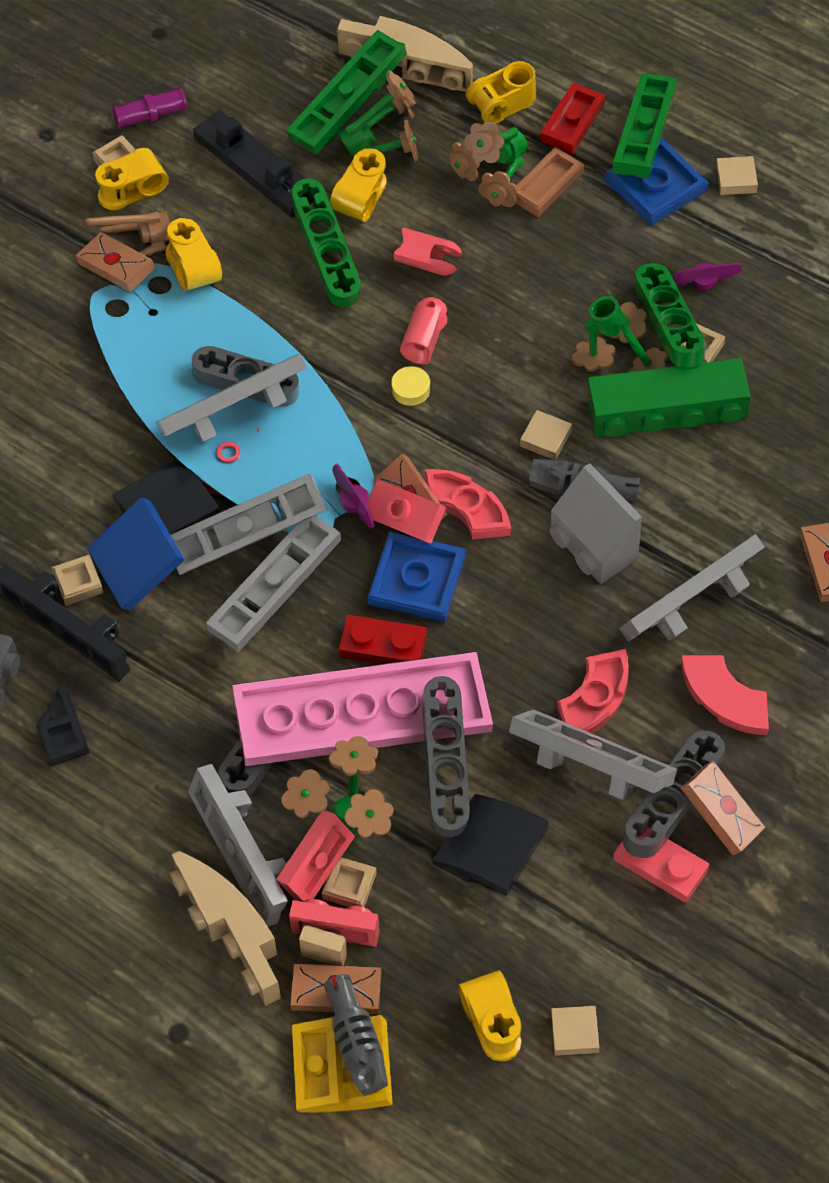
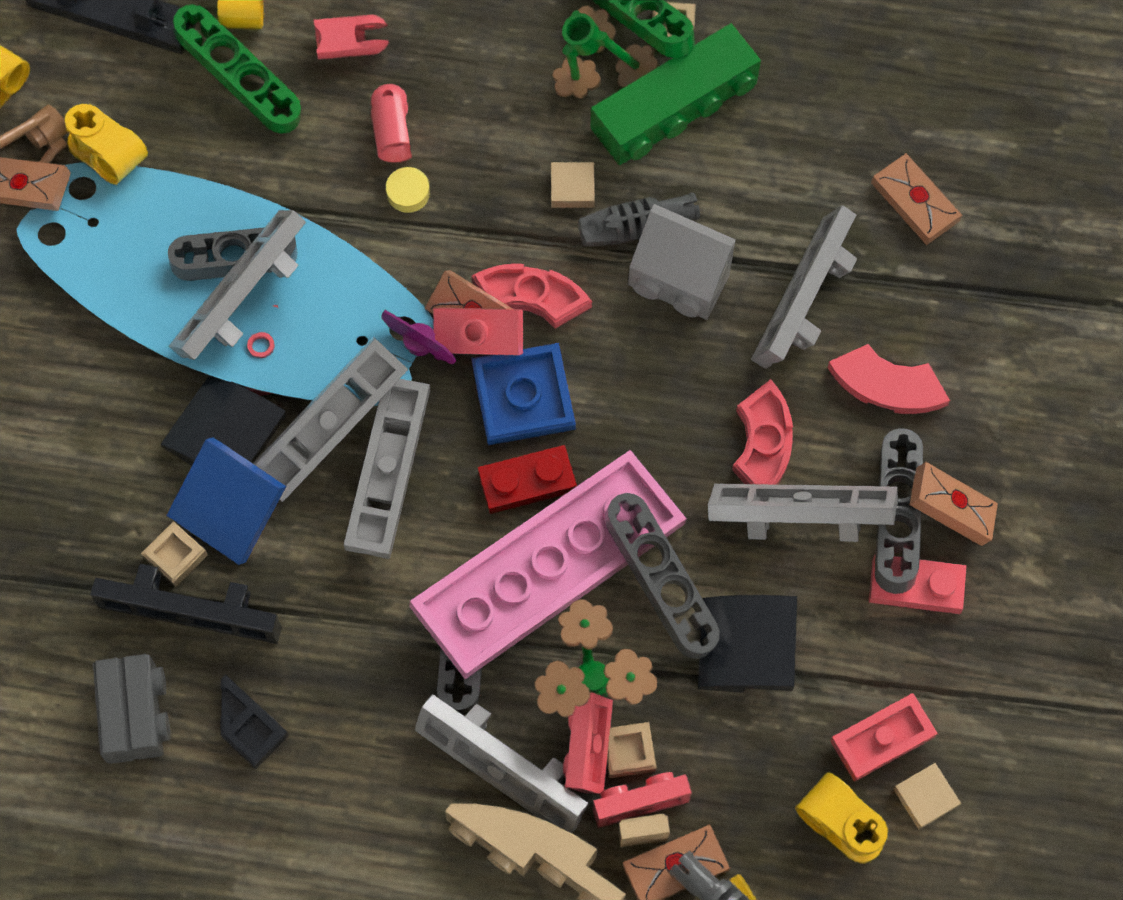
camera: 30 degrees left, 10 degrees up
(563, 966) = (883, 737): none -> coral plate

